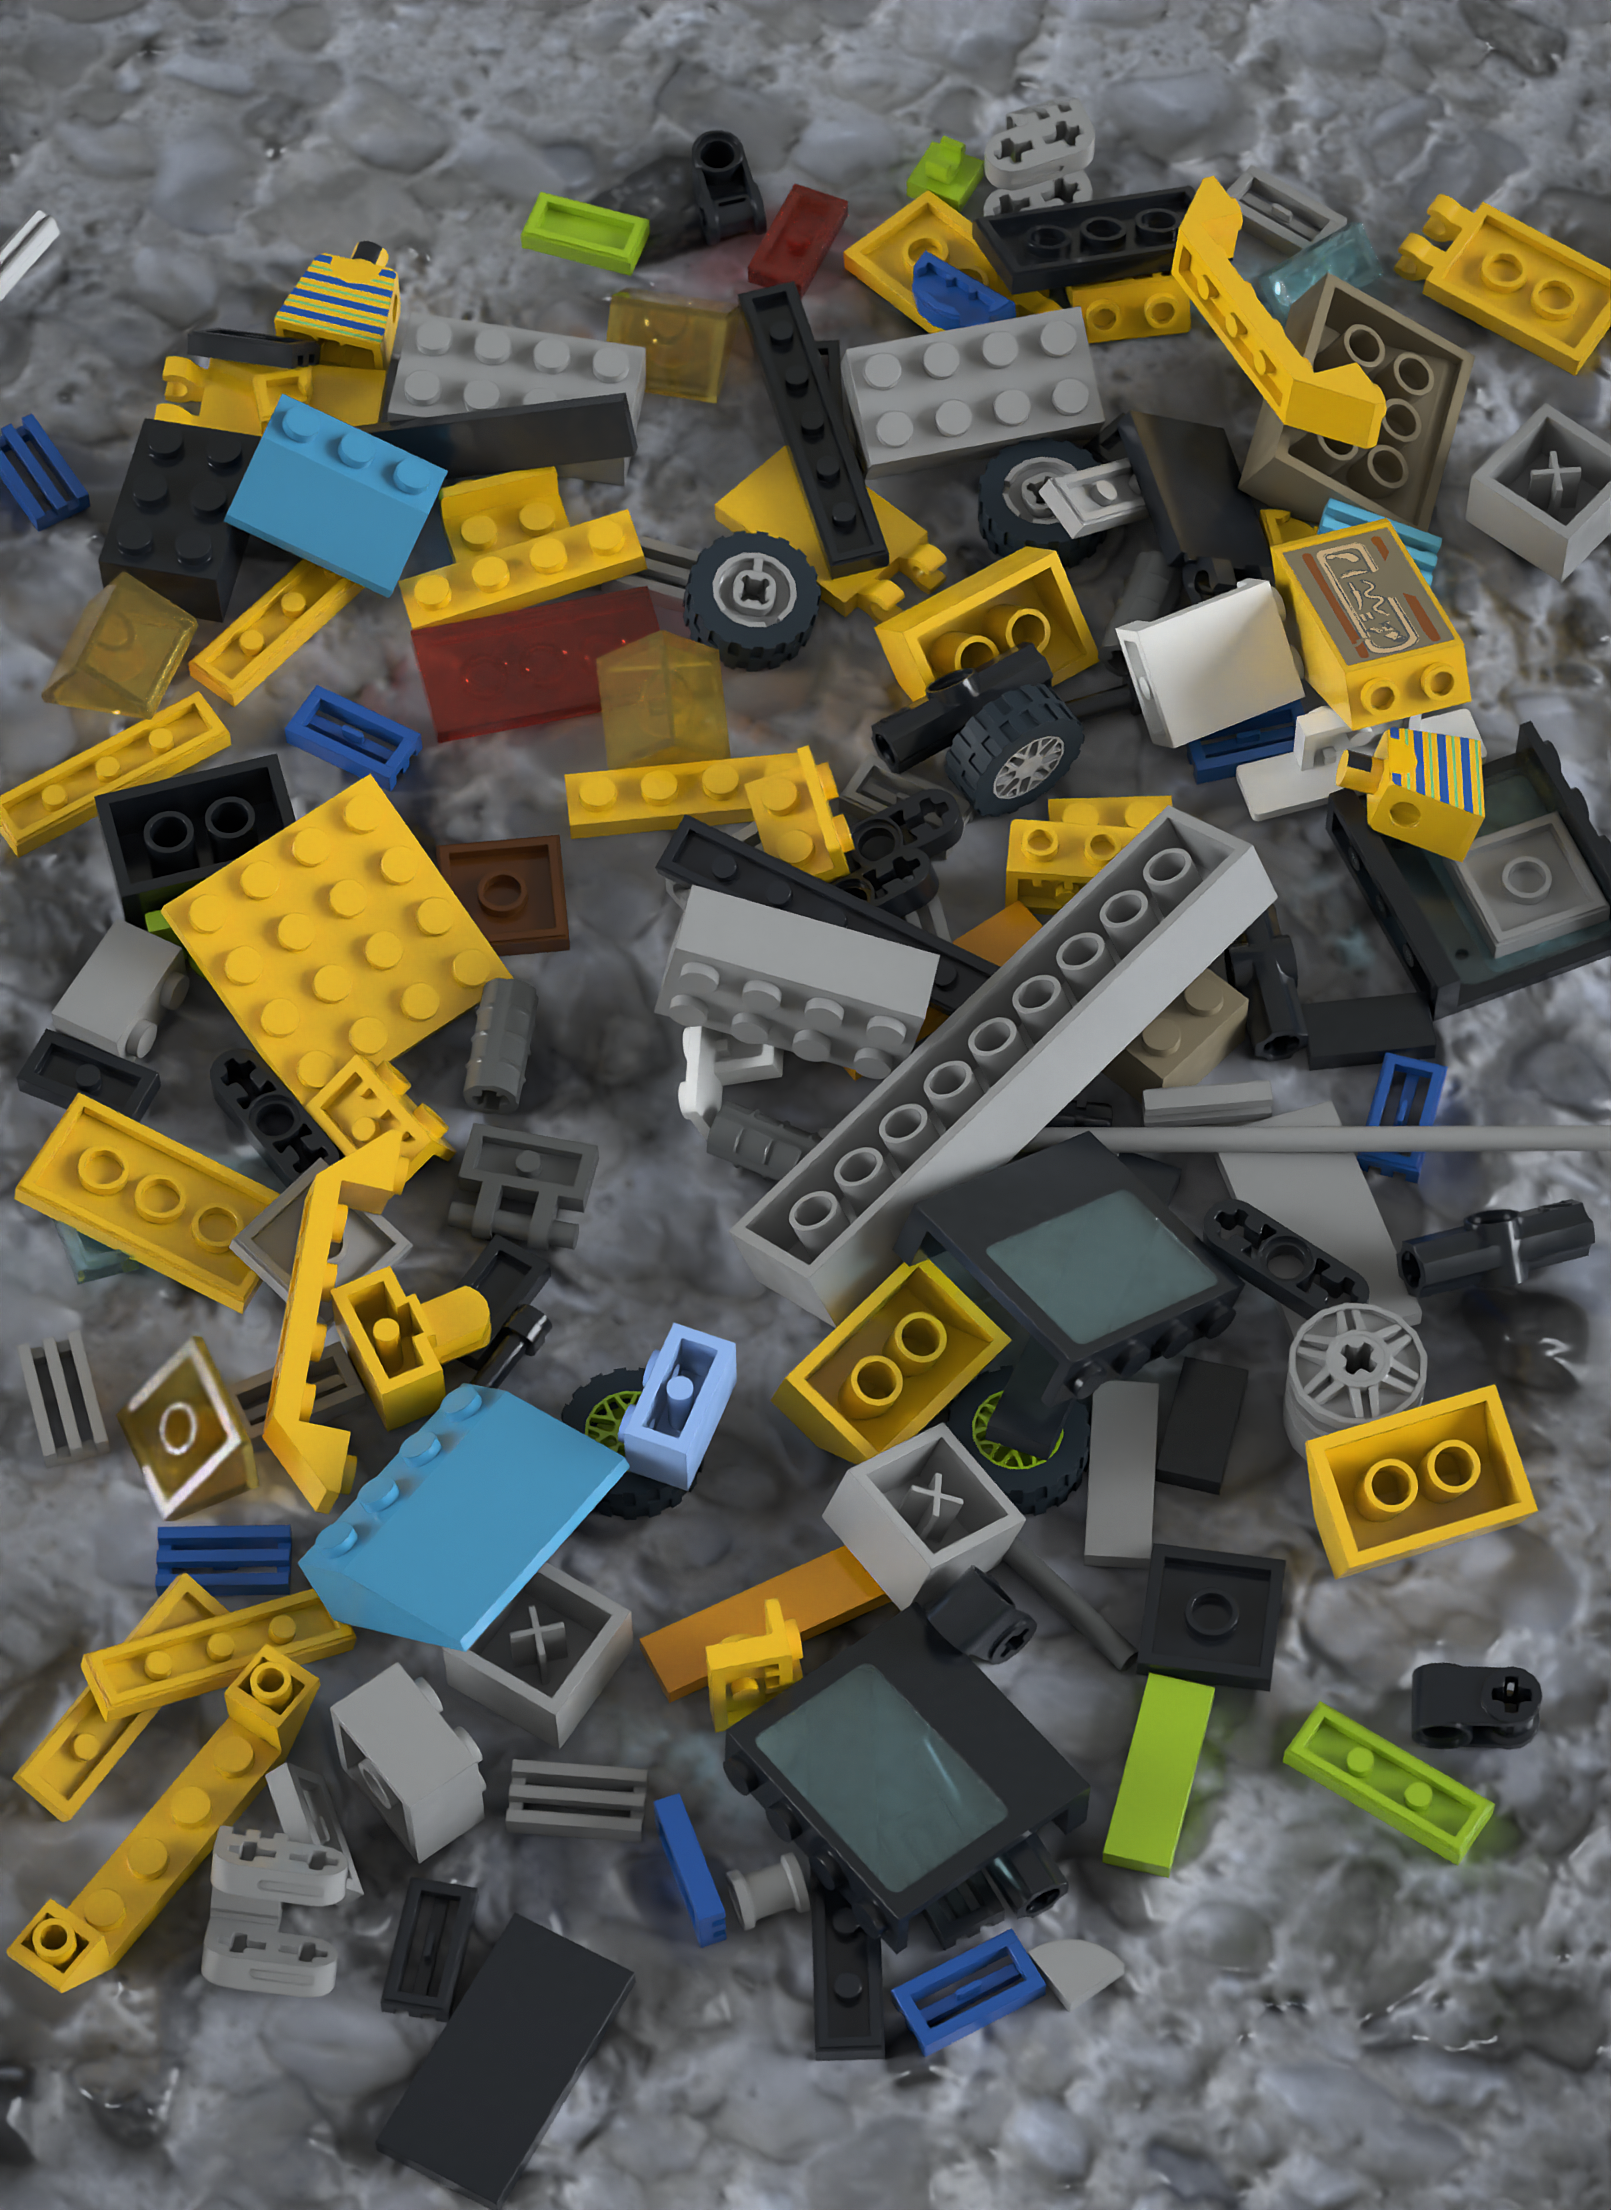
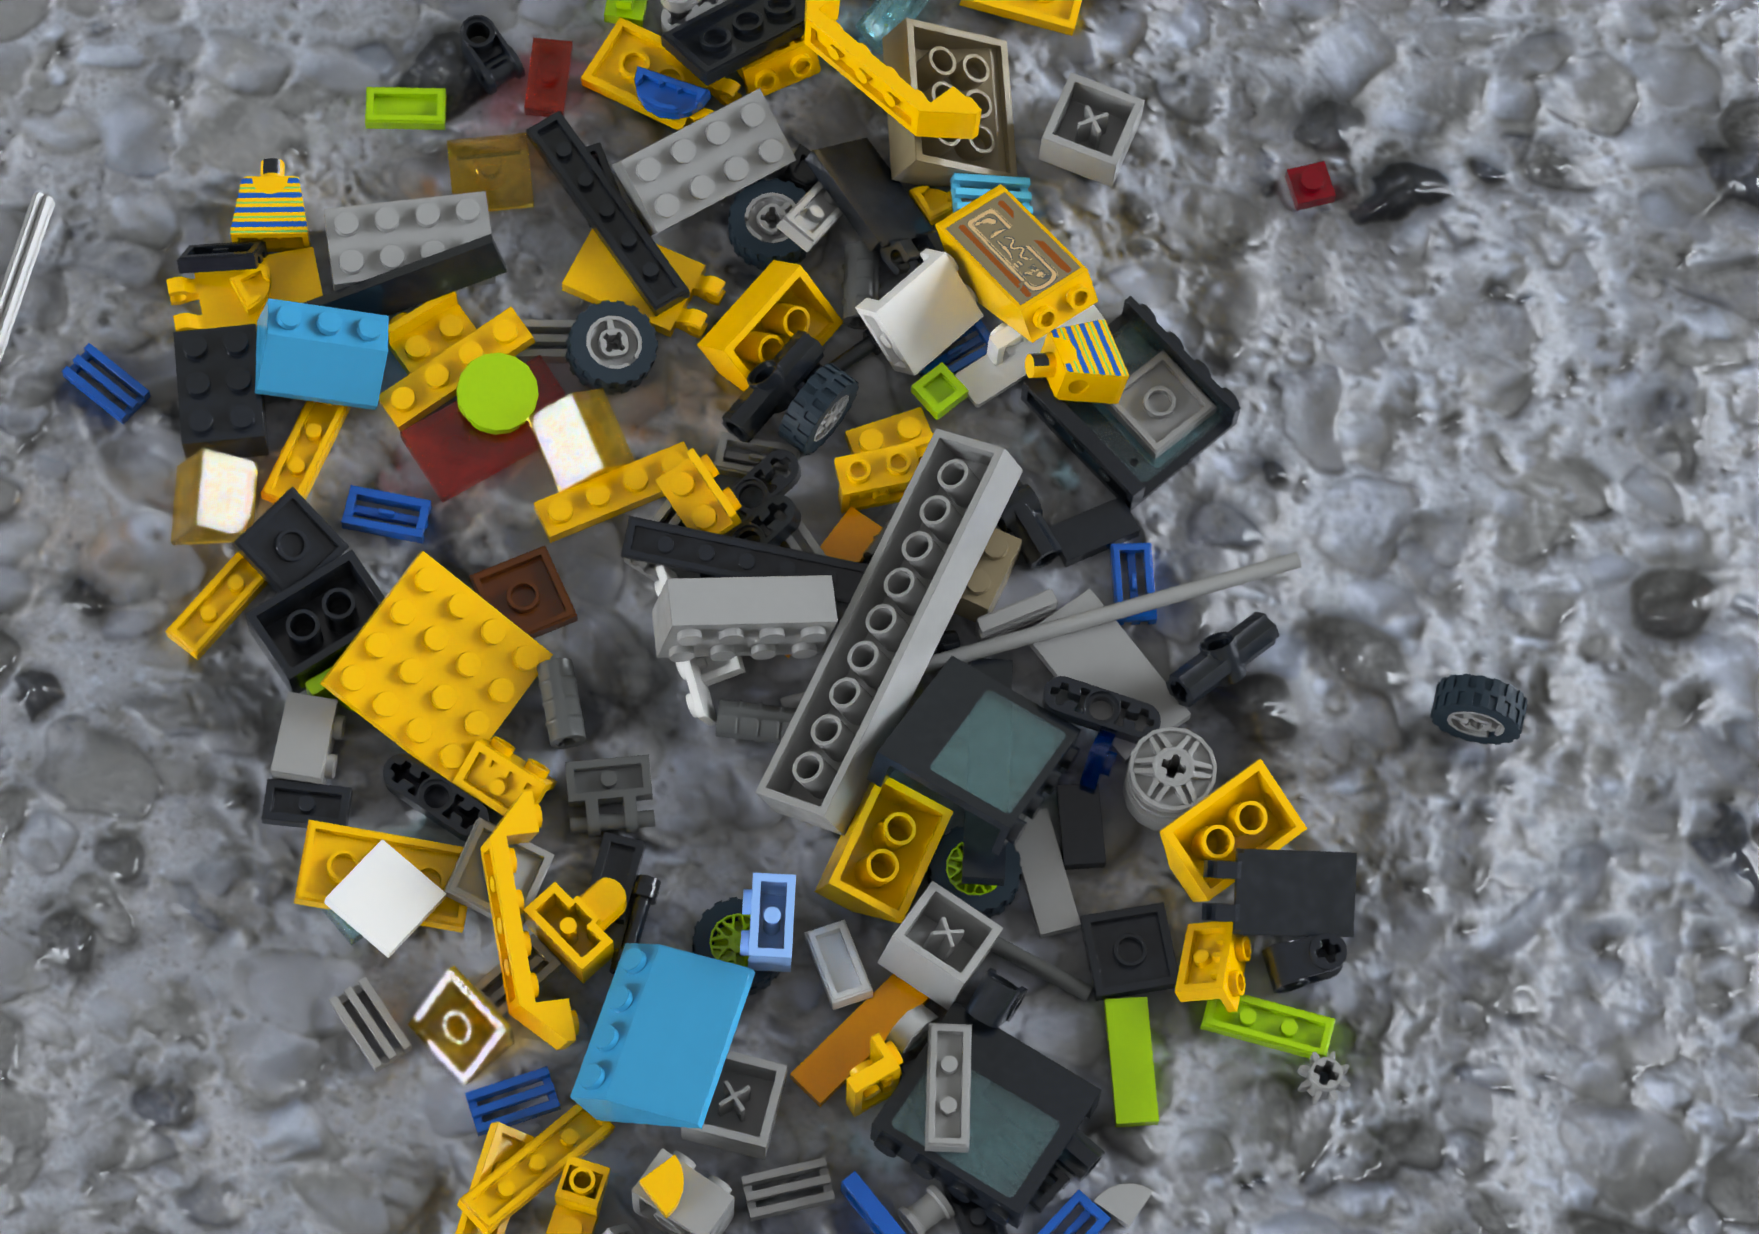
camera: 25 degrees left, 10 degrees up
(143, 1225) = (385, 898): none -> white tile
(196, 723) = (289, 542): none -> black tile
(379, 1711) = (665, 1185): none -> yellow tile
(564, 614) = (497, 393): none -> lime tile
(768, 1510) = (838, 964): none -> white tile
(836, 1619) = (912, 1028): none -> light grey beam
(858, 1713) = (948, 1088): none -> light grey tile
(1203, 778) = (939, 391): none -> lime tile
(1258, 1334) = (1099, 760): none -> clear blue plate
(1332, 1667) = (1213, 964): none -> yellow bracket
(1453, 1894) = (1312, 1075): none -> light grey gear
(1474, 1591) = (1286, 892): none -> black tile

